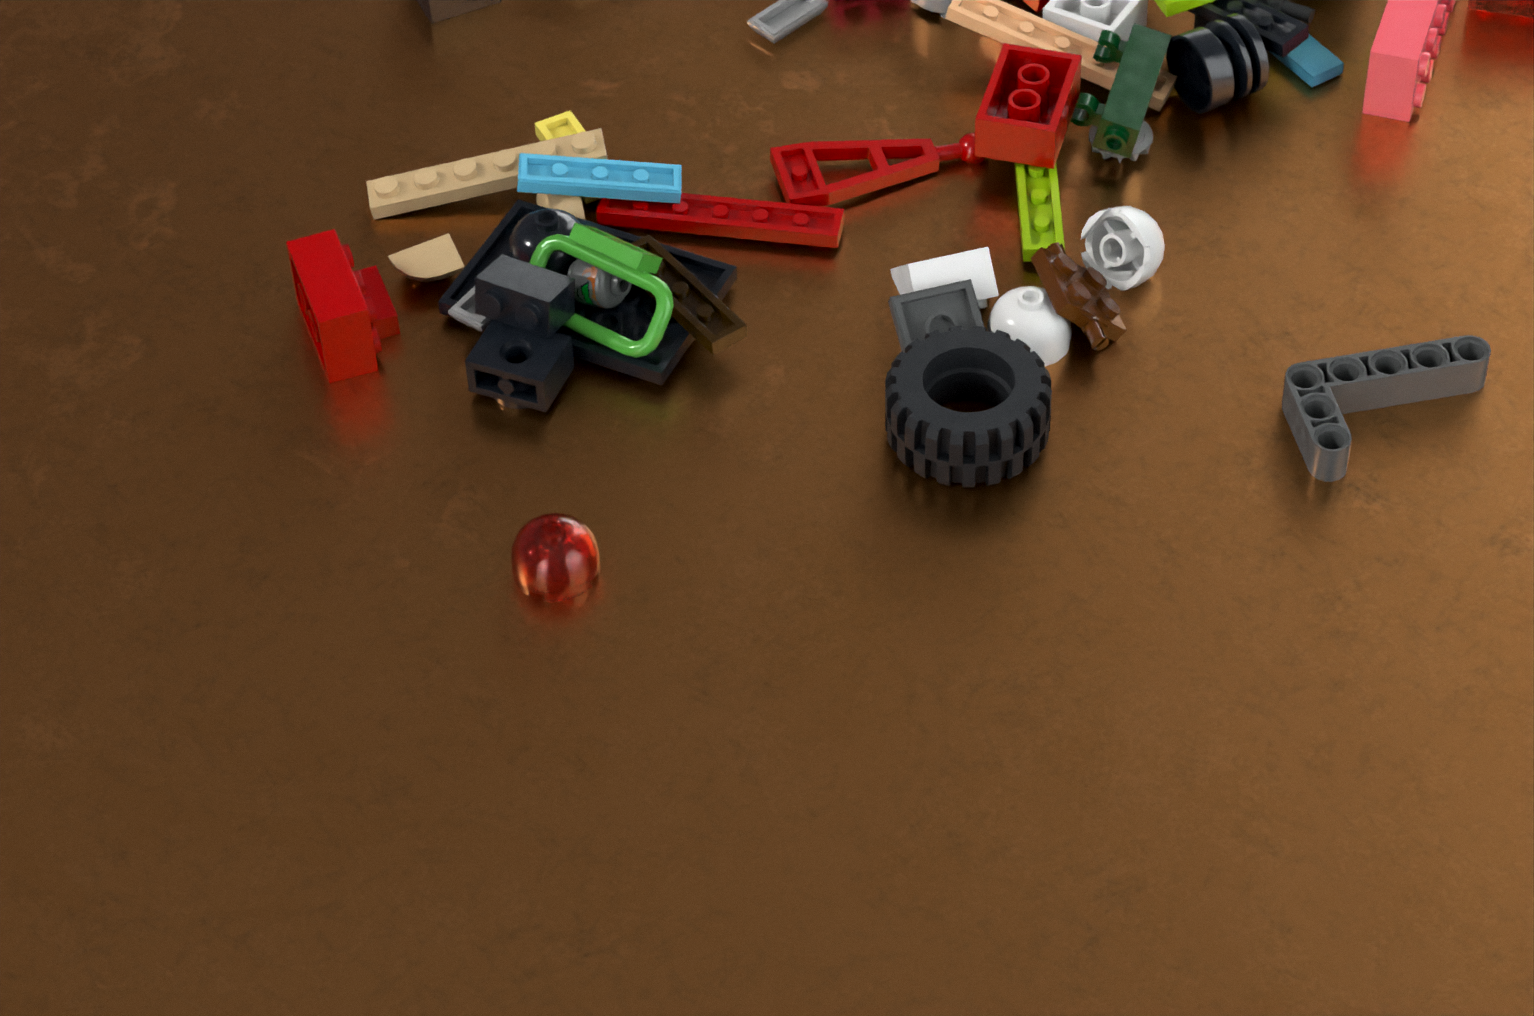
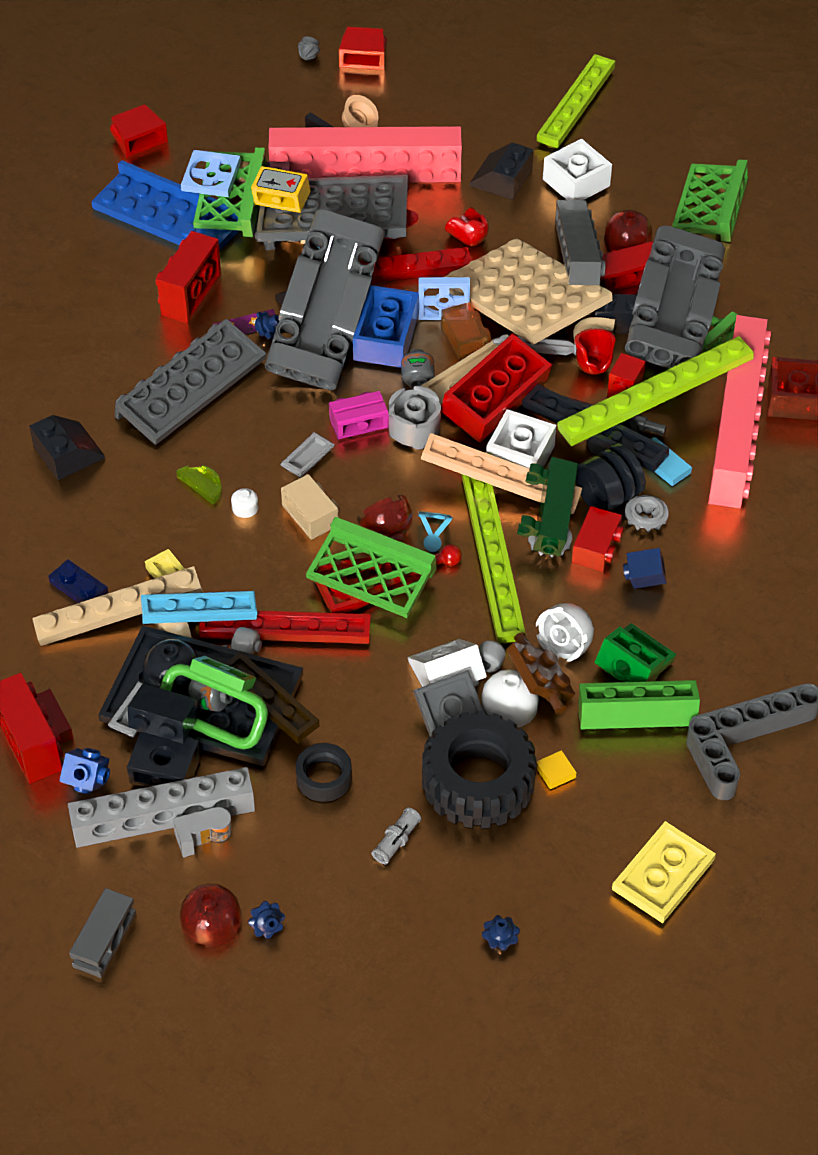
camera: 10 degrees left, 5 degrees up
(399, 565) = (102, 933): none -> dark grey piece
(408, 365) = (85, 770): none -> brick
(429, 260) = (87, 681): tan brick -> none
(433, 143) = (76, 582): none -> clear blue plate
(507, 419) = (155, 806): none -> light grey brick
(561, 451) = (201, 828): none -> light grey leg
(633, 568) = (266, 919): none -> dark blue plant
(635, 37) = (203, 481): none -> clear neon green tile
(662, 226) = (246, 640): none -> light grey piece
(688, 65) = (244, 503): none -> white piece
(745, 373) = (320, 753): none -> black tyre
(780, 74) = (309, 506): none -> tan piece
(854, 468) = (396, 835): none -> light grey pin
(870, 127) = (385, 550): none -> bright green fence
(885, 94) = (388, 518): none -> clear red cylinder
(949, 130) = (432, 541): none -> medium azure piece
(968, 613) = (500, 932): none -> dark blue plant
(1011, 270) = (492, 655): none -> light grey piece
(1028, 105) = (487, 526): red brick -> none
(1082, 422) = (555, 769): none -> yellow tile
(1189, 140) = (597, 539): none -> red brick
(1213, 345) = (637, 704): none -> bright green brick
(1217, 288) = (633, 655): none -> green brick
(1220, 558) = (663, 872): none -> light yellow plate
(1253, 179) = (645, 568): none -> dark blue brick
(1272, 106) = (646, 504): none -> light grey gear

